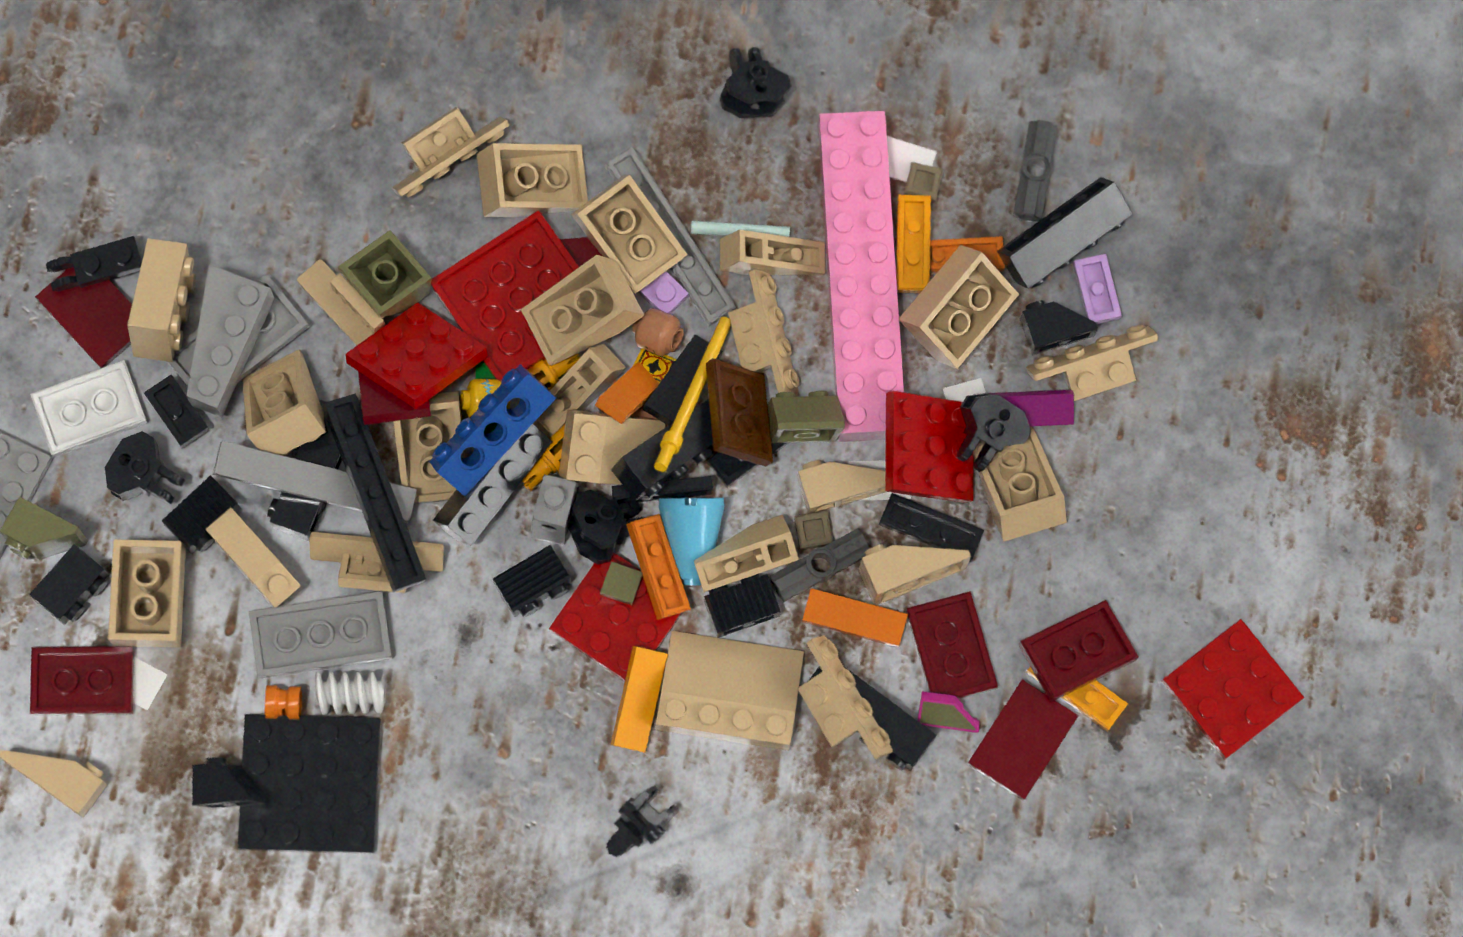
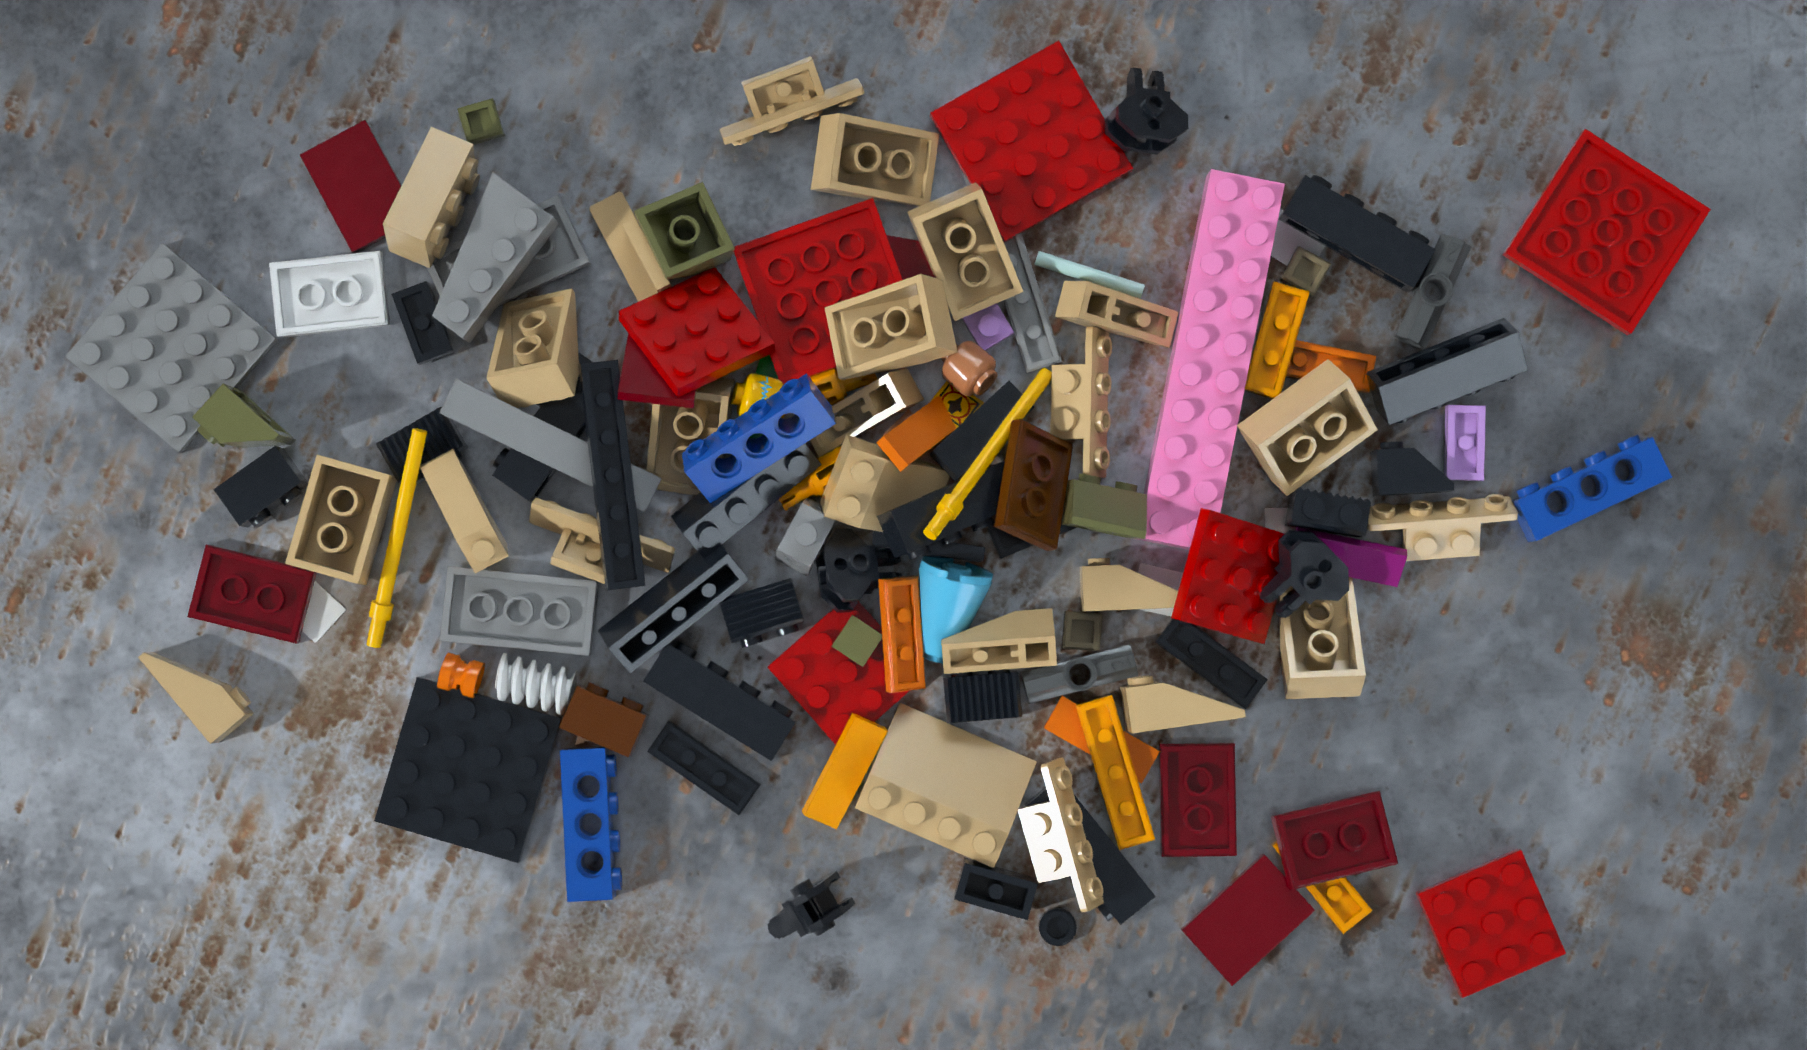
camera: 15 degrees right, 10 degrees up
(97, 264) = (375, 136): black hinge -> none
(142, 471) = (368, 382): black hinge -> none
(185, 230) = (481, 121): none -> olive tile
(199, 663) = (382, 608): none -> yellow bar
(224, 785) = (375, 752): black slope -> none
(404, 753) = (582, 882): none -> blue brick
(419, 708) = (604, 719): none -> reddish brown brick
(453, 594) = (671, 607): none -> black brick
(515, 730) = (704, 767): none -> black tile
(516, 666) = (719, 700): none -> black brick
(661, 130) = (1031, 140): none -> red plate
(796, 764) = (996, 889): none -> black brick
(859, 788) = (1057, 926): none -> black tile
(873, 640) = (1115, 772): none -> light orange tile
(945, 712) = (1171, 870): tile -> none
(957, 138) = (1357, 233): none -> black brick
(996, 374) = (1328, 512): none -> black brick
(1167, 86) = (1606, 232): none -> red plate
(1247, 262) = (1645, 471): none -> blue brick

